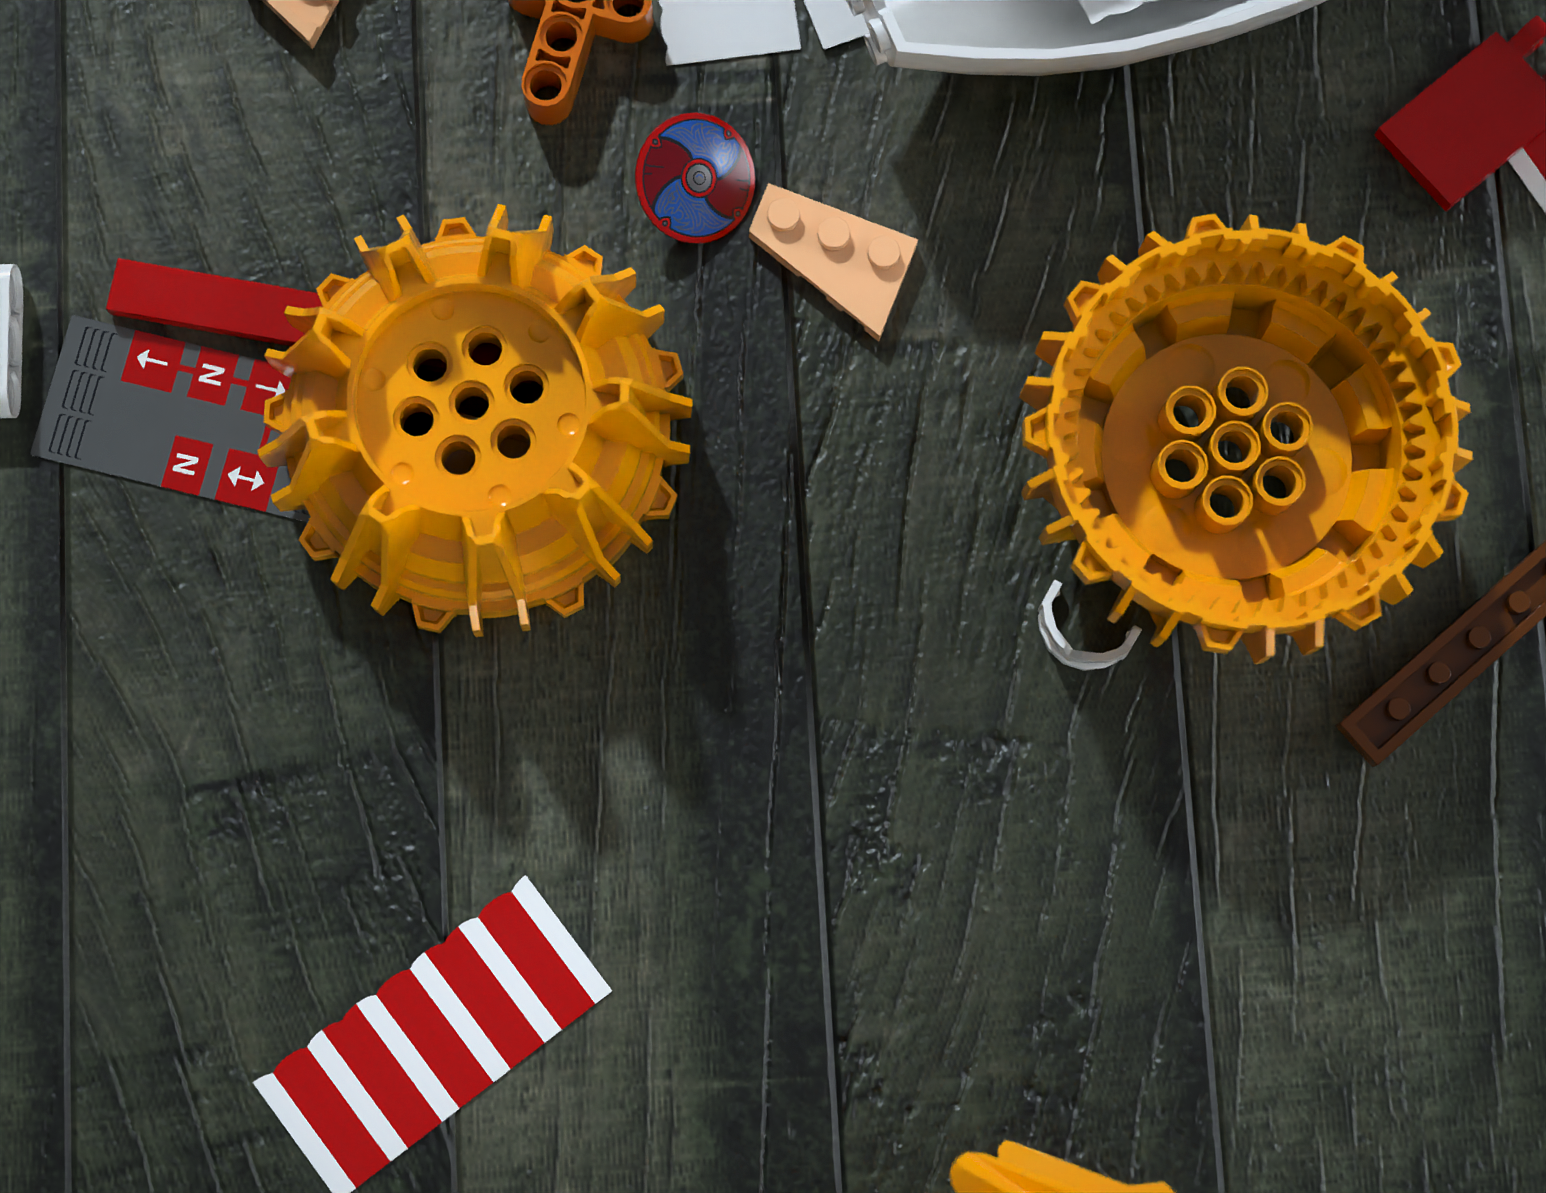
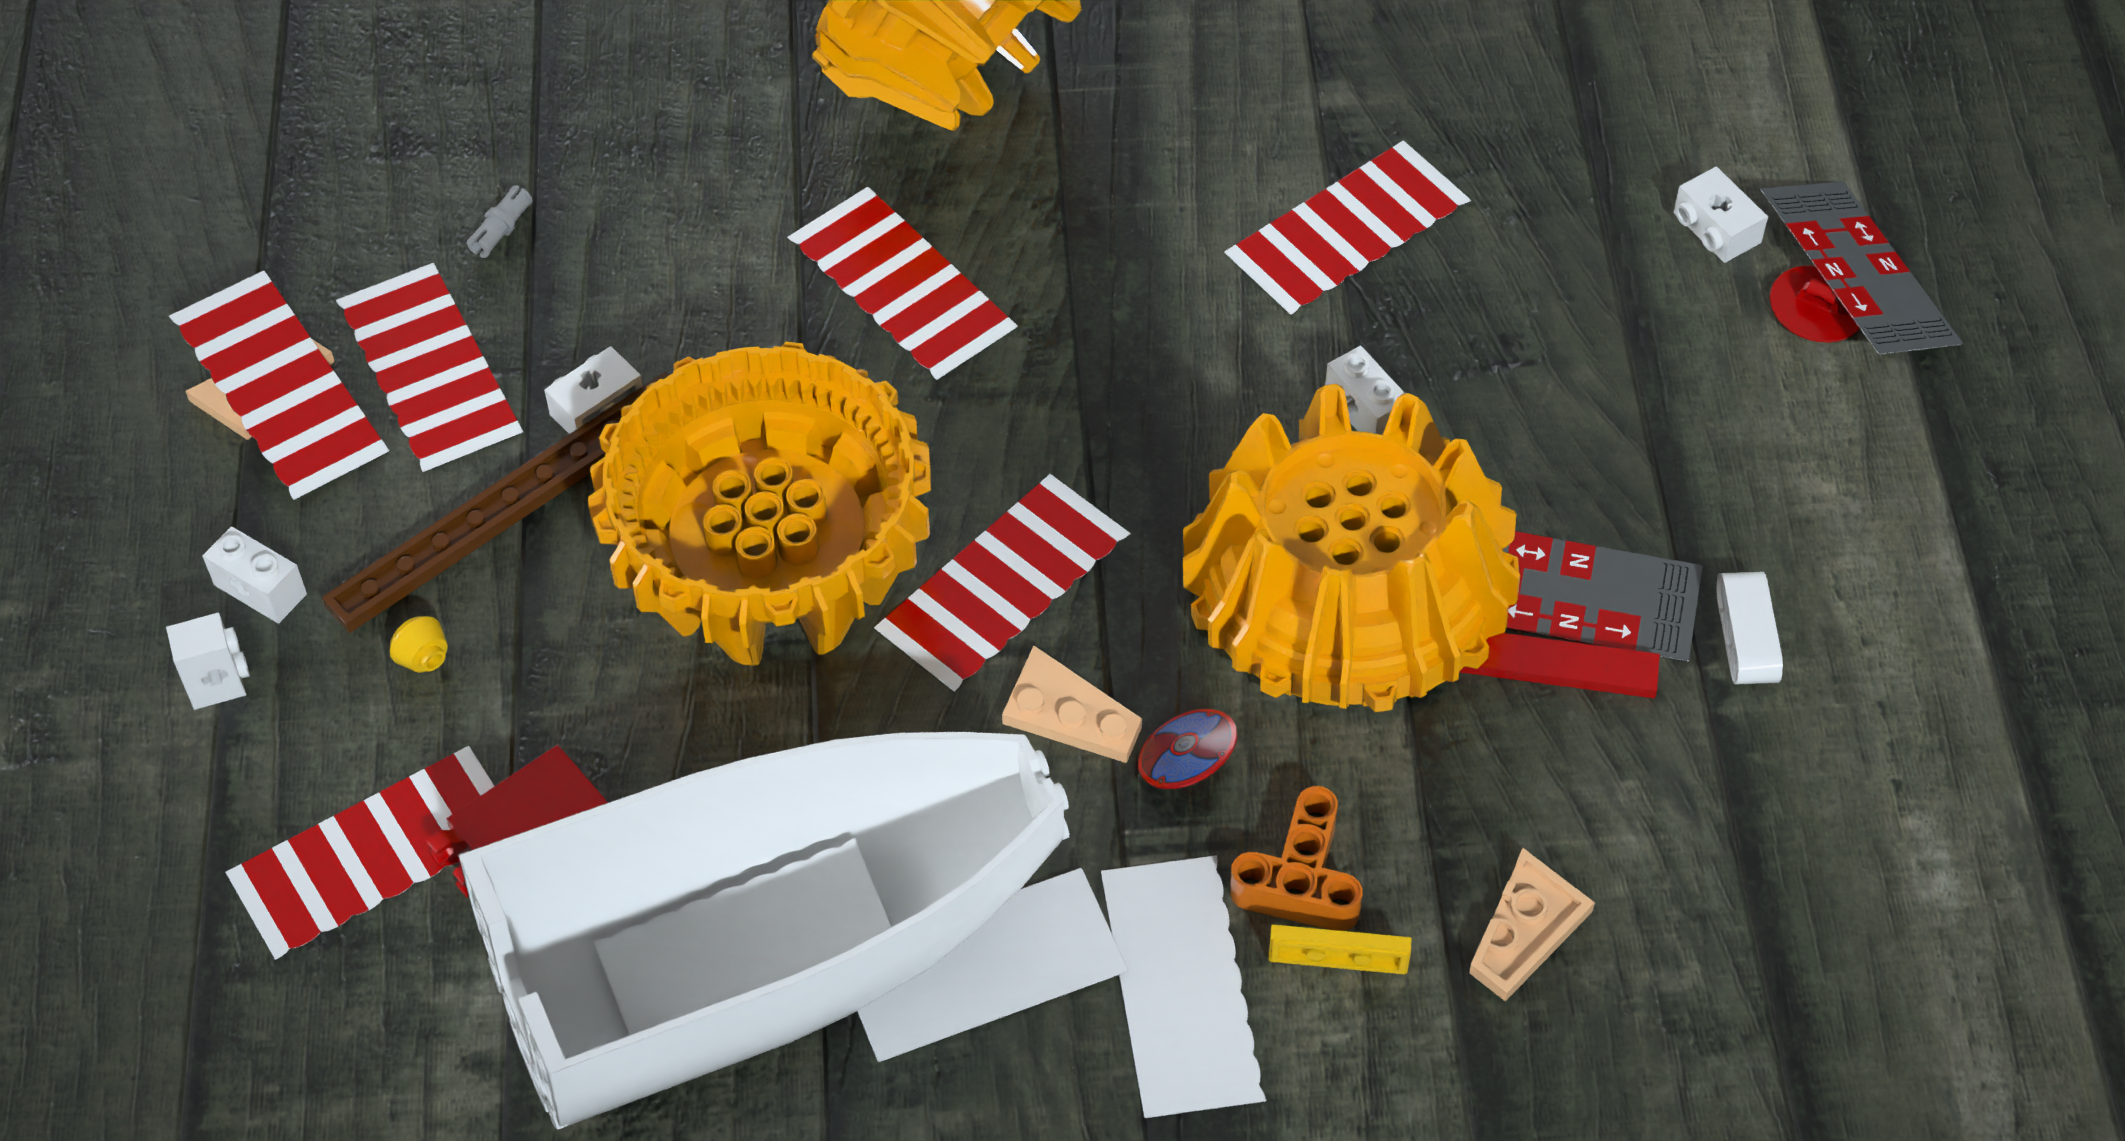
camera: 175 degrees left, 25 degrees down
(432, 703) = (1367, 389): none -> white brick
(910, 454) = (1001, 581): none -> red sticker
(1064, 947) = (903, 282): none -> red sticker
(1501, 724) = (591, 389): none -> white brick

